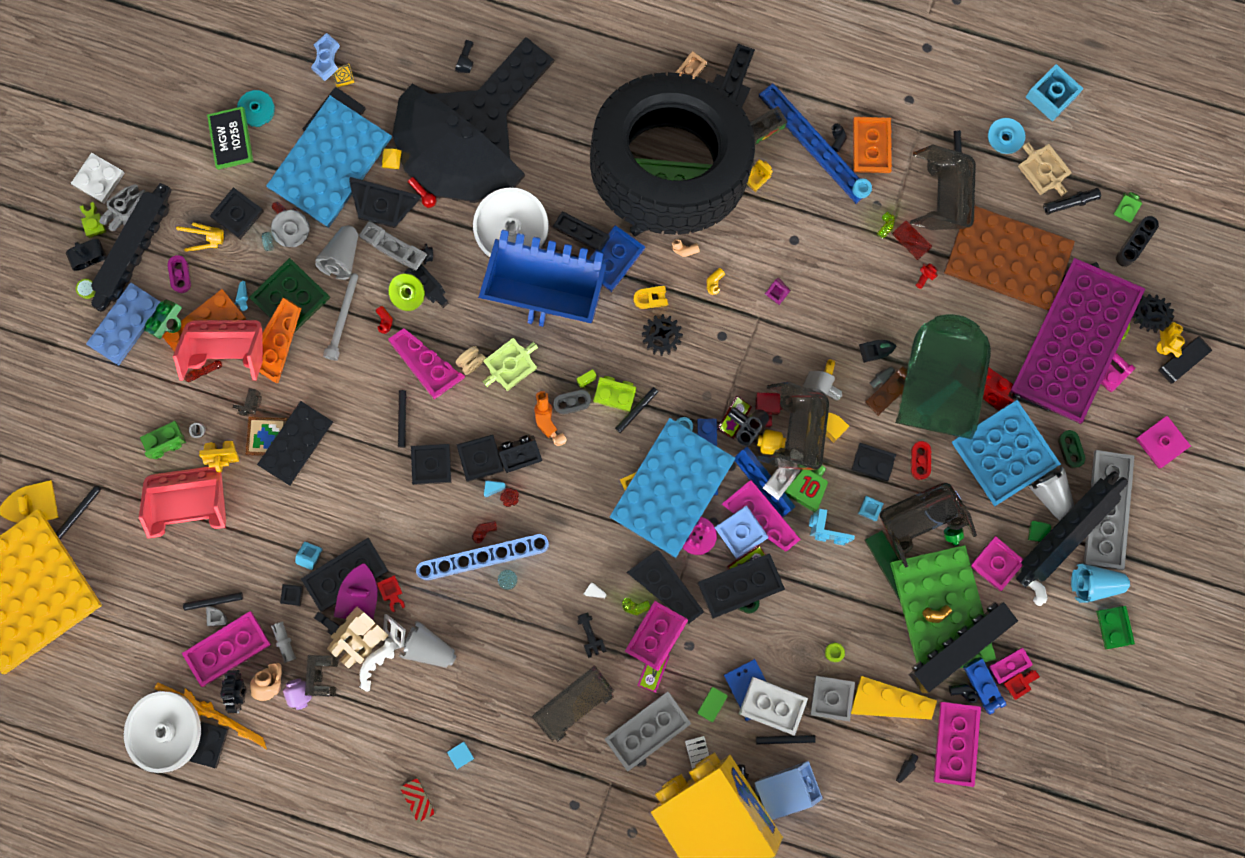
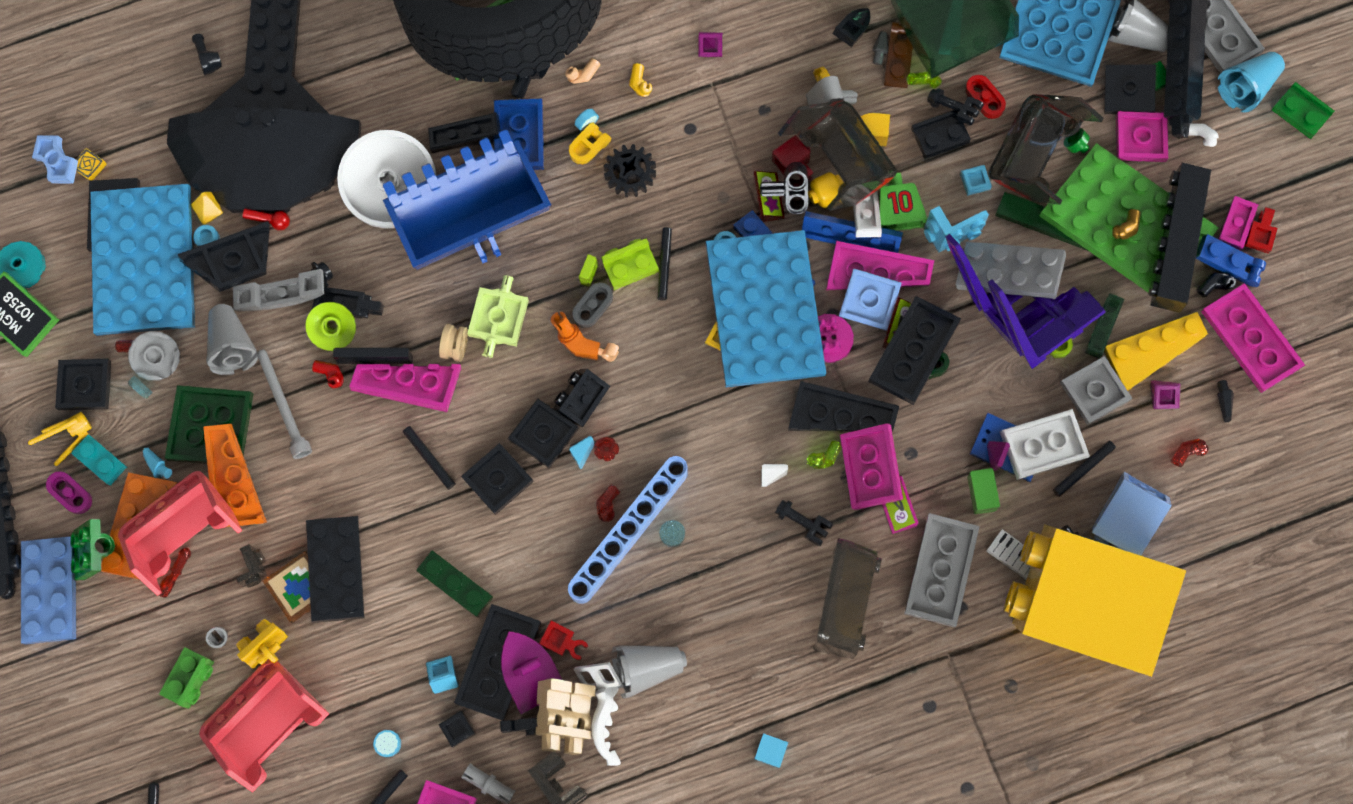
camera: 30 degrees left, 5 degrees down
(211, 267) = (99, 460): none -> teal plate
(245, 571) = (387, 743): none -> light aqua tile
(357, 507) = (454, 583): none -> dark green plate
(377, 175) = (205, 234): none -> medium azure tile
(417, 330) = (373, 356): none -> black tile
(661, 281) = (585, 118): none -> medium azure tile
(738, 689) = (997, 453): none -> magenta slope
(838, 634) = (1045, 320): none -> dark purple piece
(841, 583) = (1016, 268): none -> light grey plate
(858, 778) = (1187, 448): none -> clear red arm
(871, 663) = (1104, 326): none -> clear green piece
(873, 735) = (1165, 395): none -> magenta slope
(890, 437) = (966, 110): none -> black hinge
(891, 417) = (923, 79): none -> clear neon green arm
(1016, 527) = (1130, 88): none -> black plate

